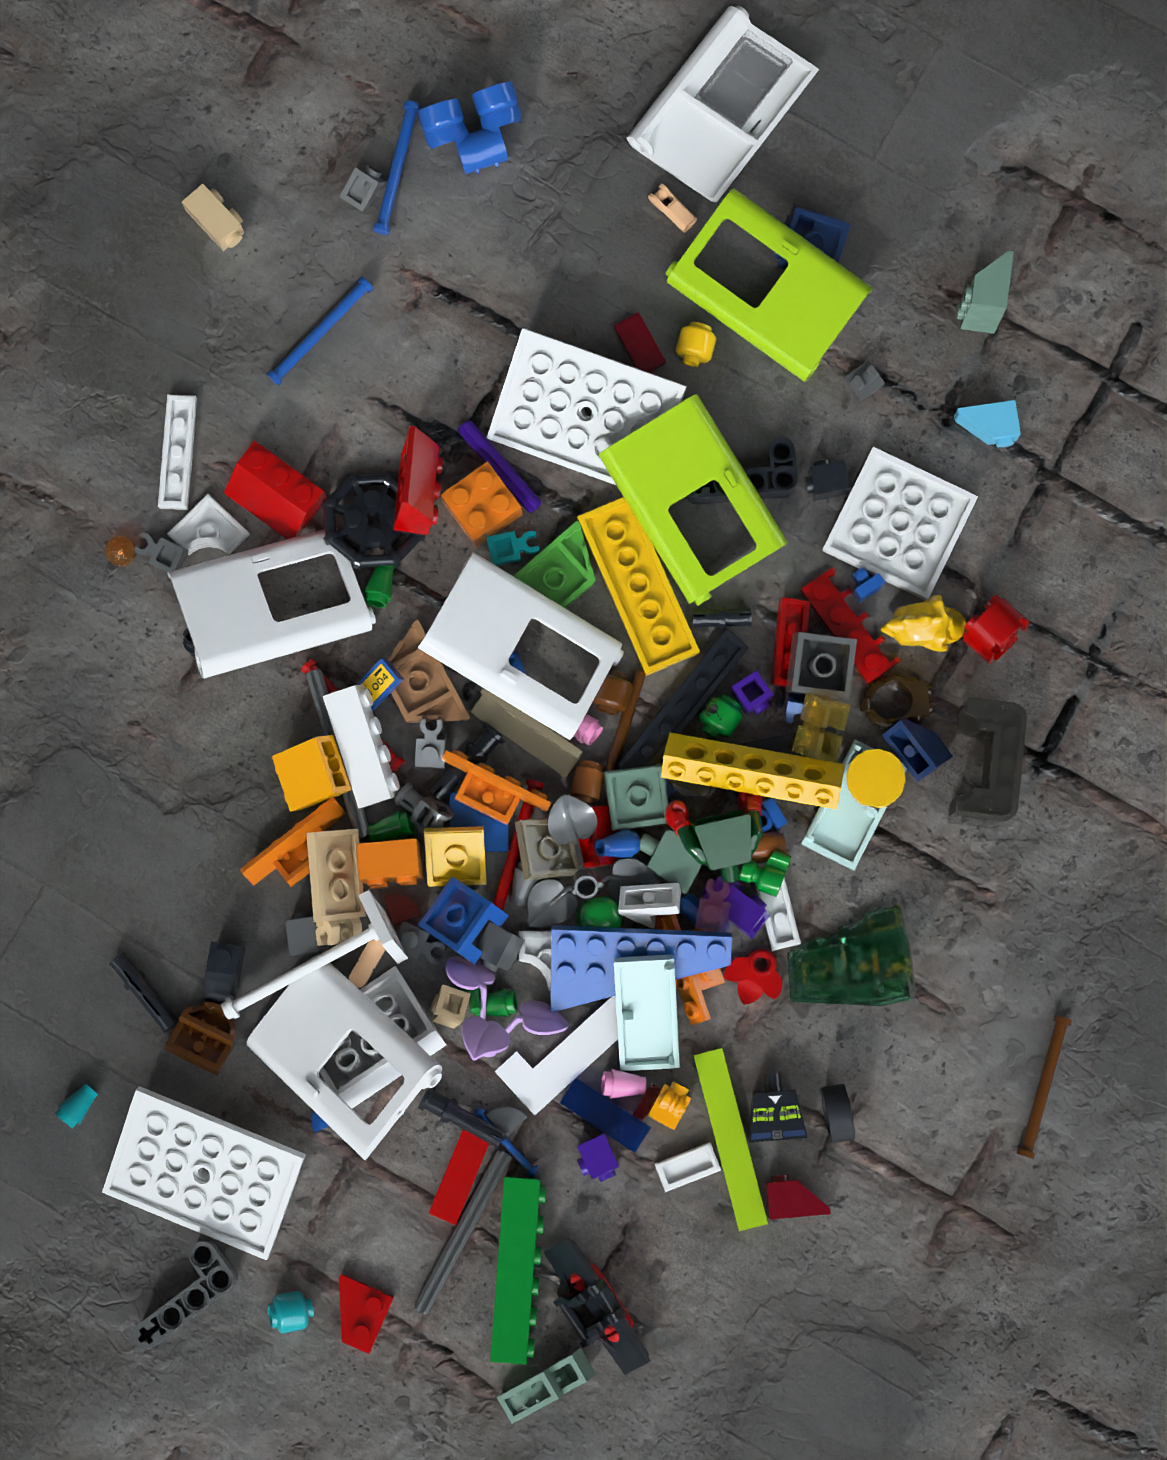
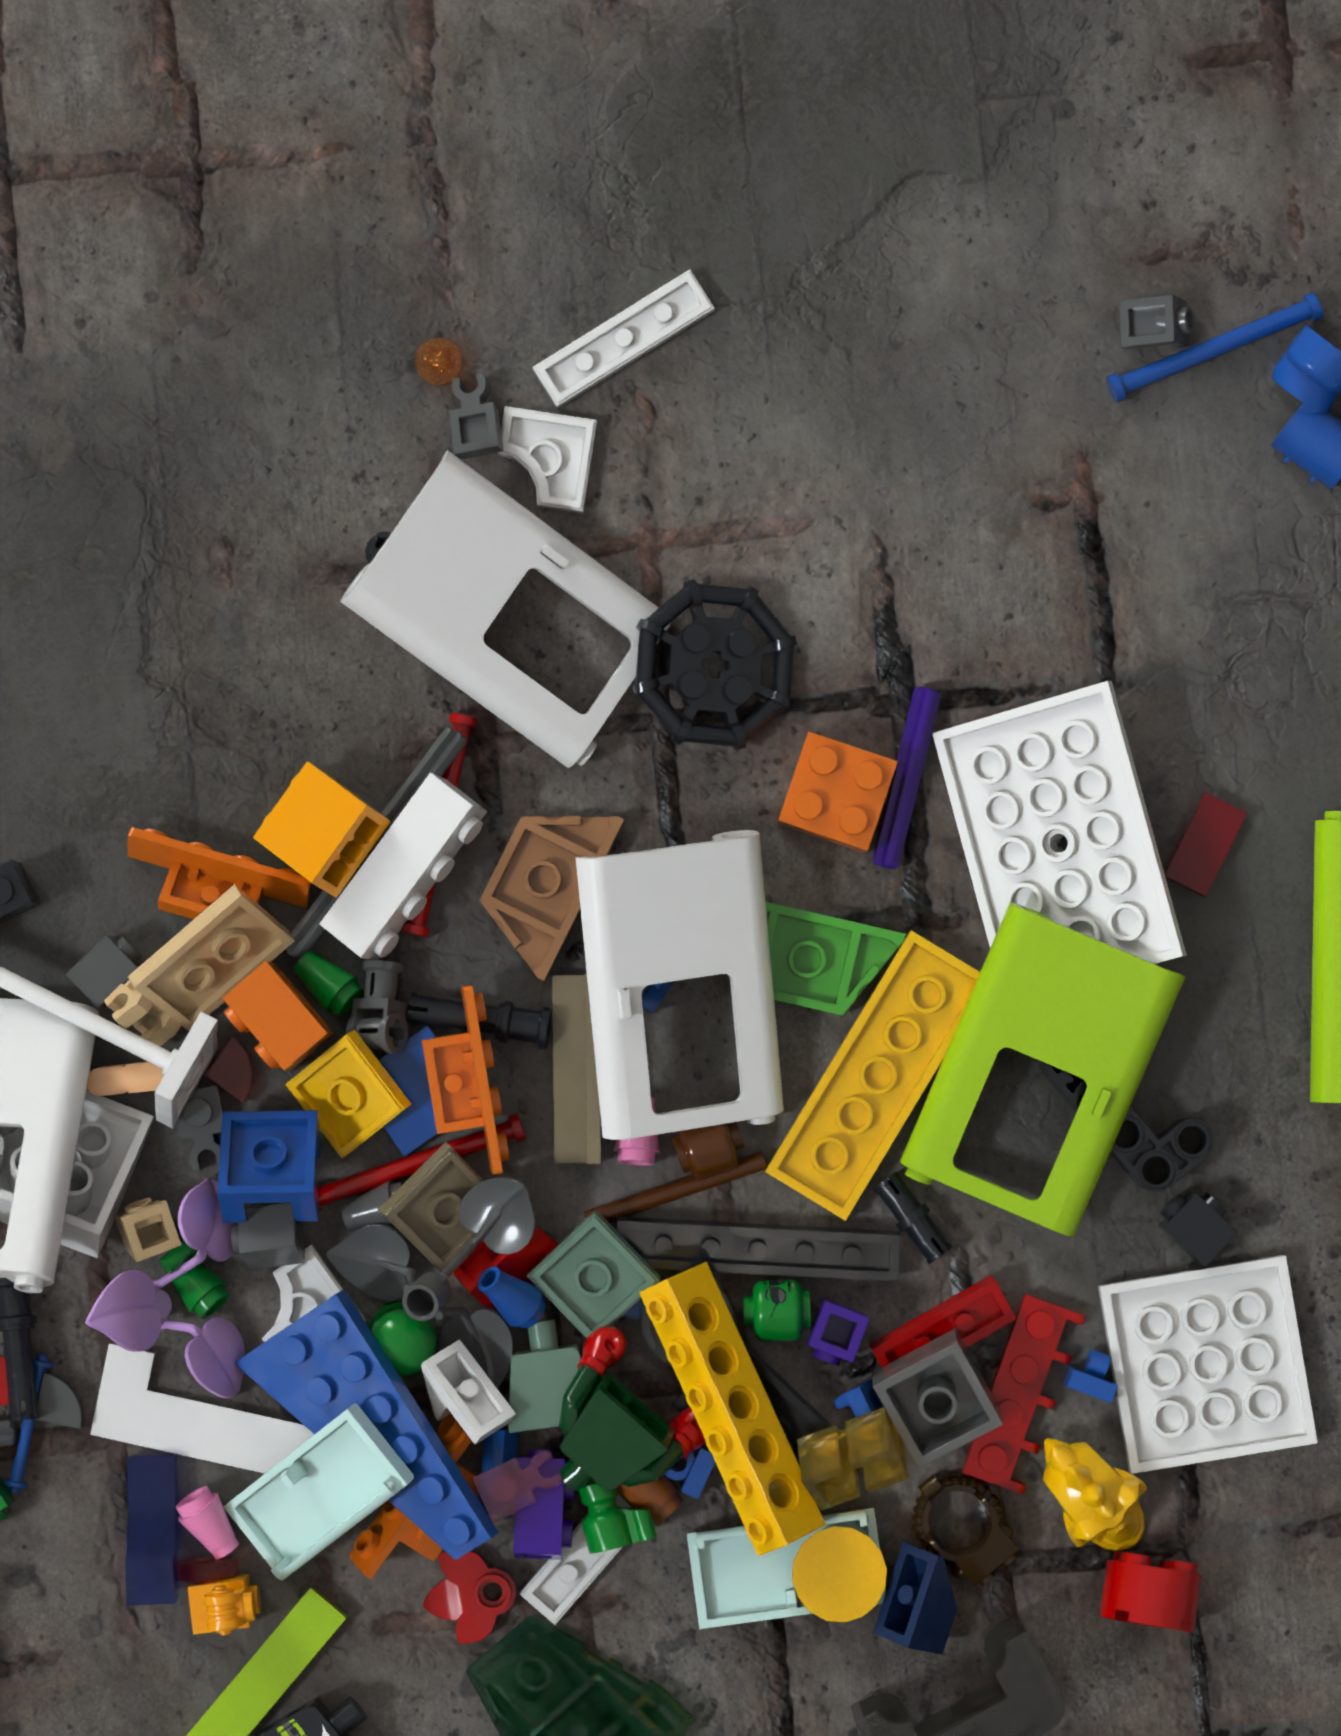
camera: 45 degrees right, 5 degrees up
(211, 215) = (970, 156): tan brick -> none
(274, 491) = (658, 506): red slope -> none
(320, 330) = (919, 407): blue bar -> none
(379, 587) = (631, 737): green cone -> none
(381, 681) = (507, 831): tile -> none
(417, 484) = (801, 691): red slope -> none
(431, 746) = (468, 957): plate -> none
(506, 548) = (803, 866): teal plate -> none
(587, 781) = (567, 1196): dark orange brick -> none
(597, 1158) = (90, 1558): dark purple brick -> none
(687, 1166) = (162, 1680): white tile -> none
(695, 344) = (1257, 920): yellow head -> none

